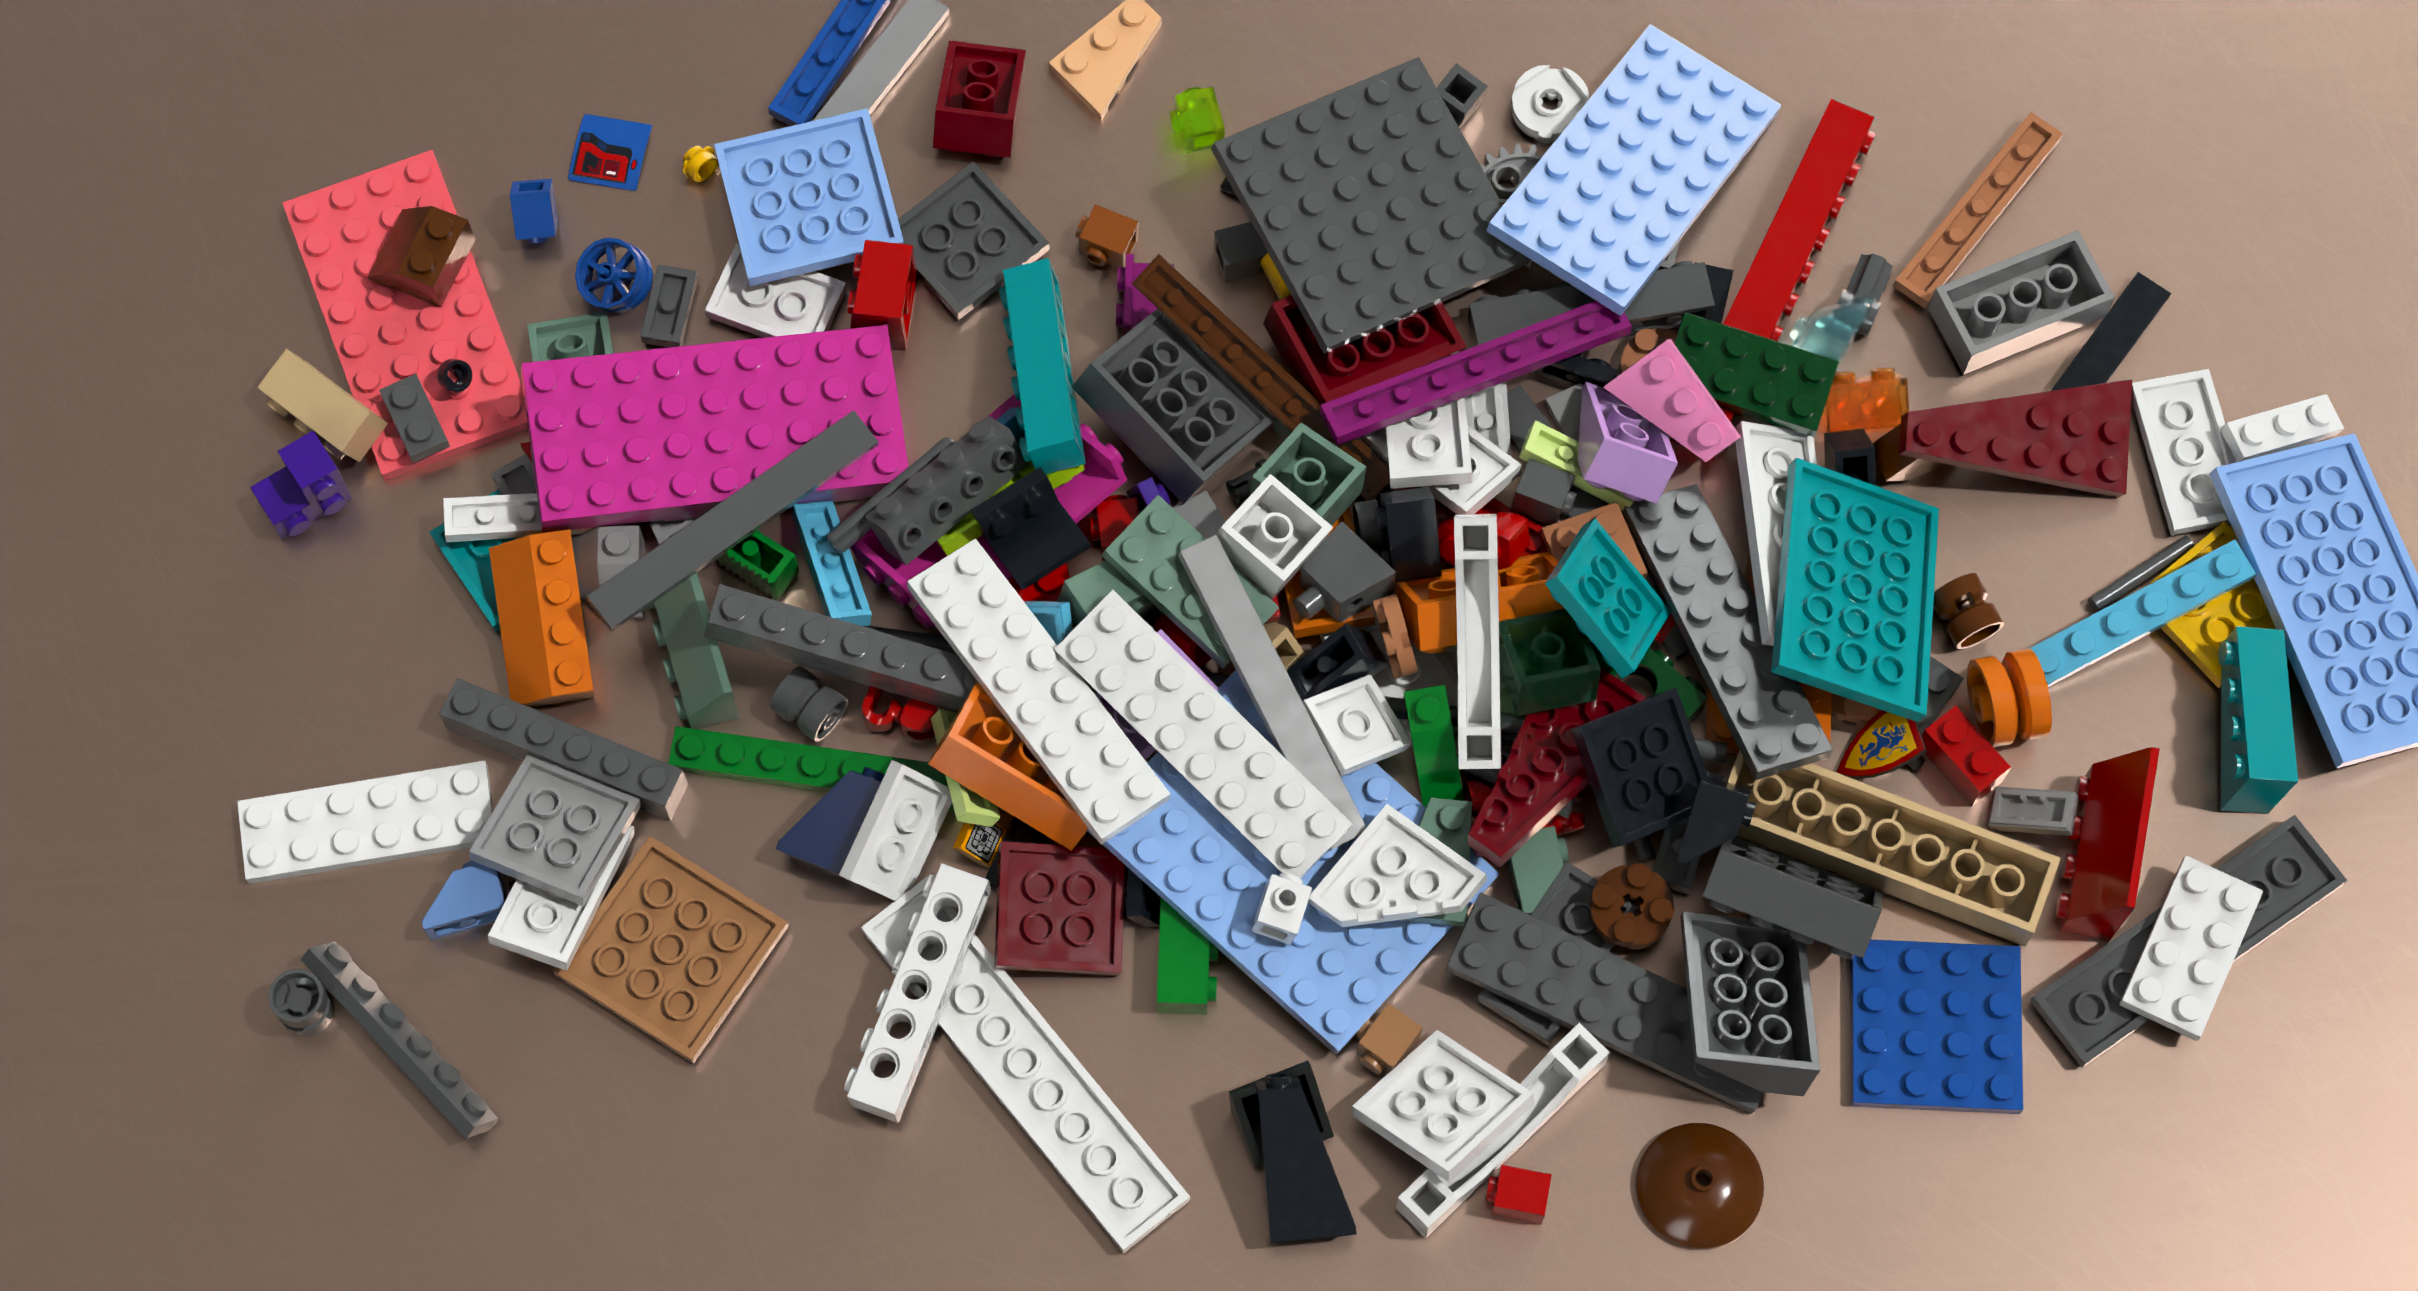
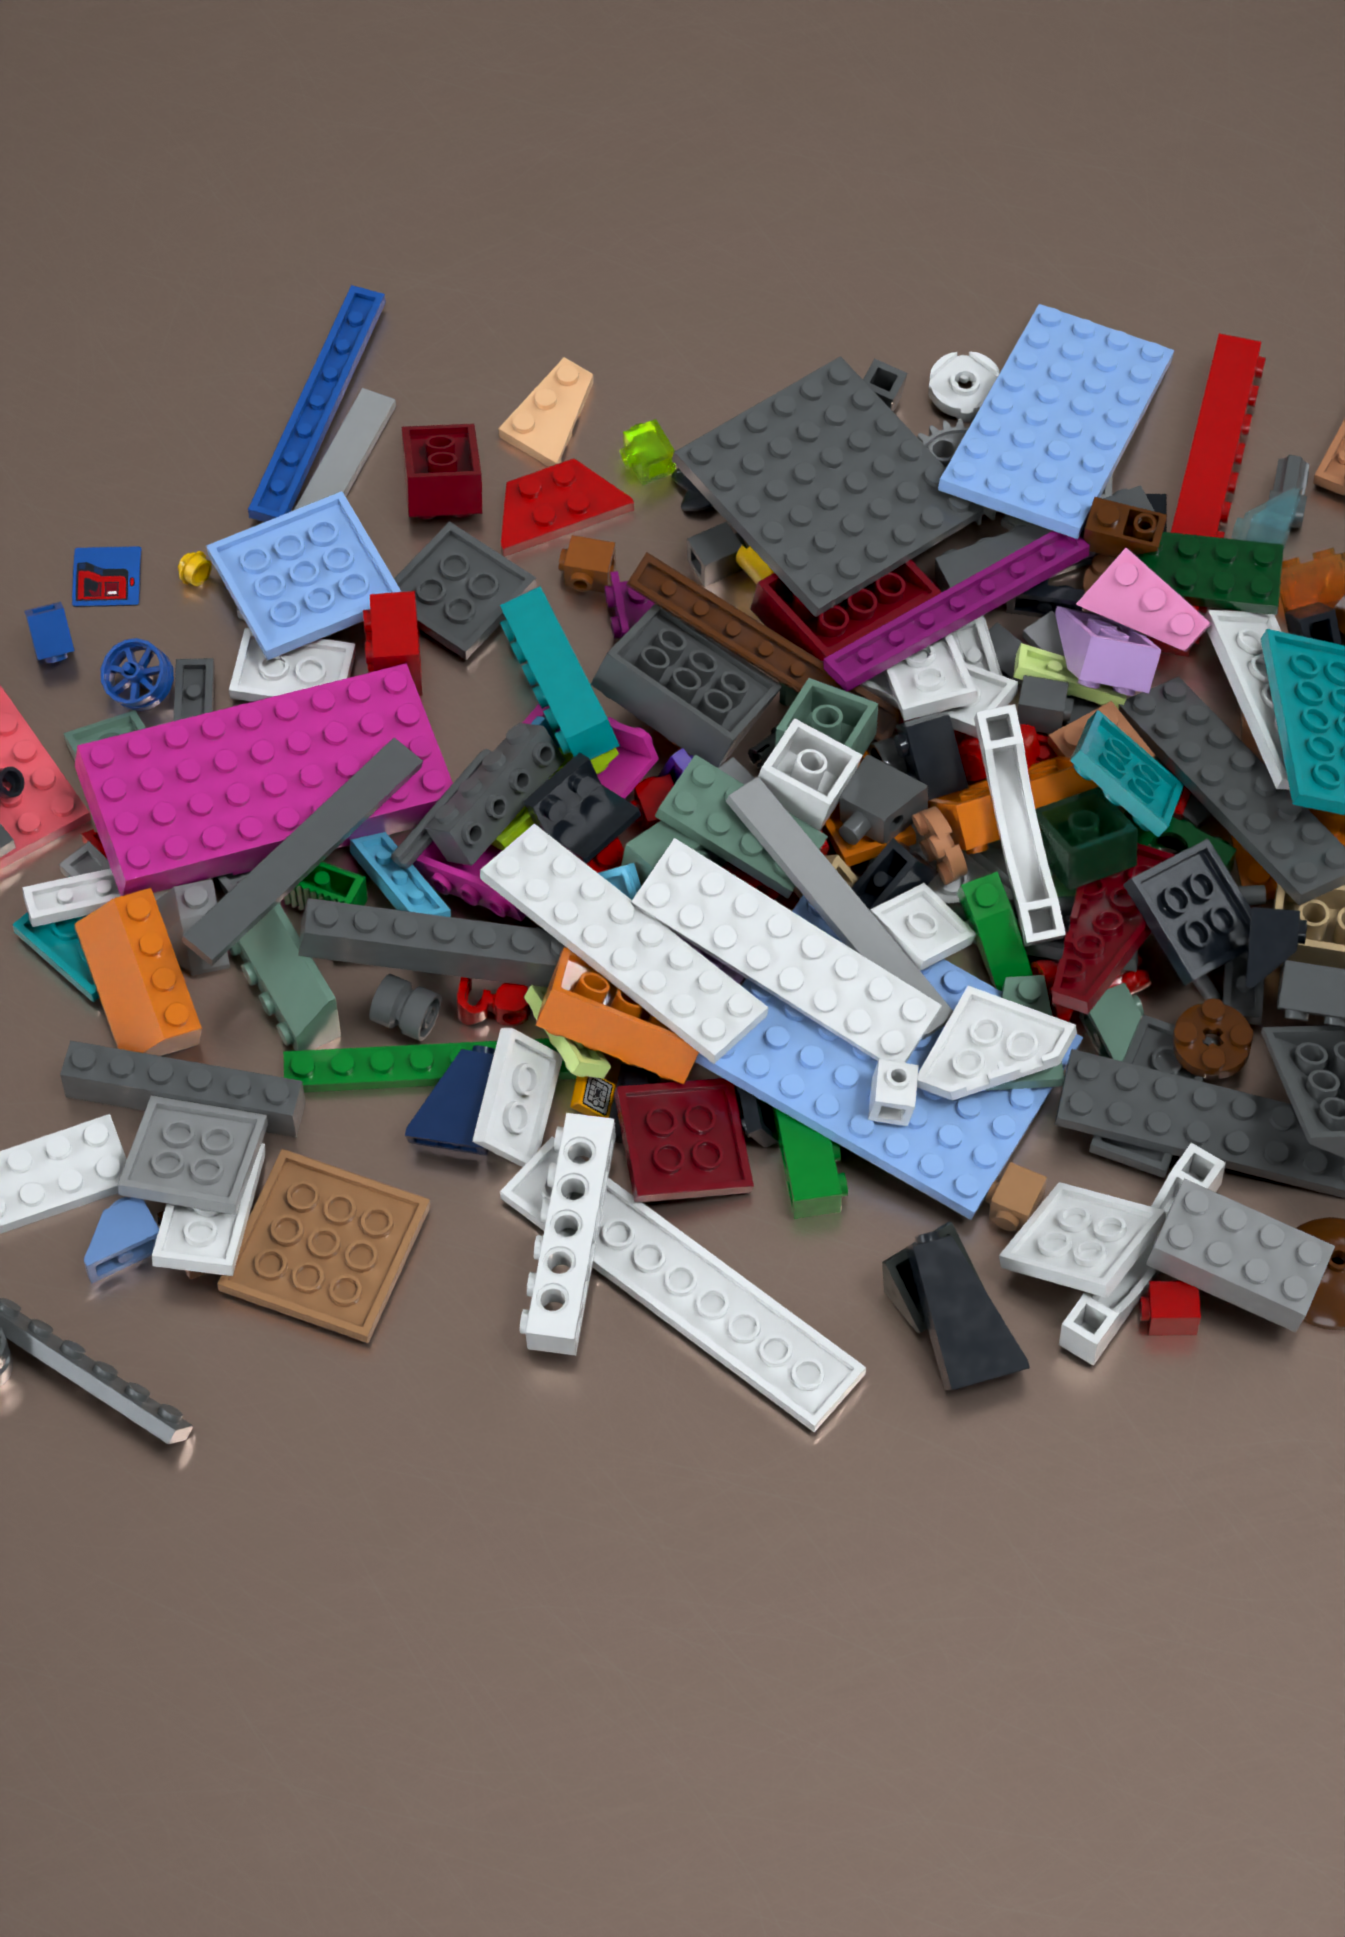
camera: 10 degrees left, 10 degrees down
(1091, 159) = (557, 504): none -> red wing
(1599, 1160) = (1240, 1255): none -> light grey brick
(1670, 314) = (1121, 526): none -> reddish brown slope

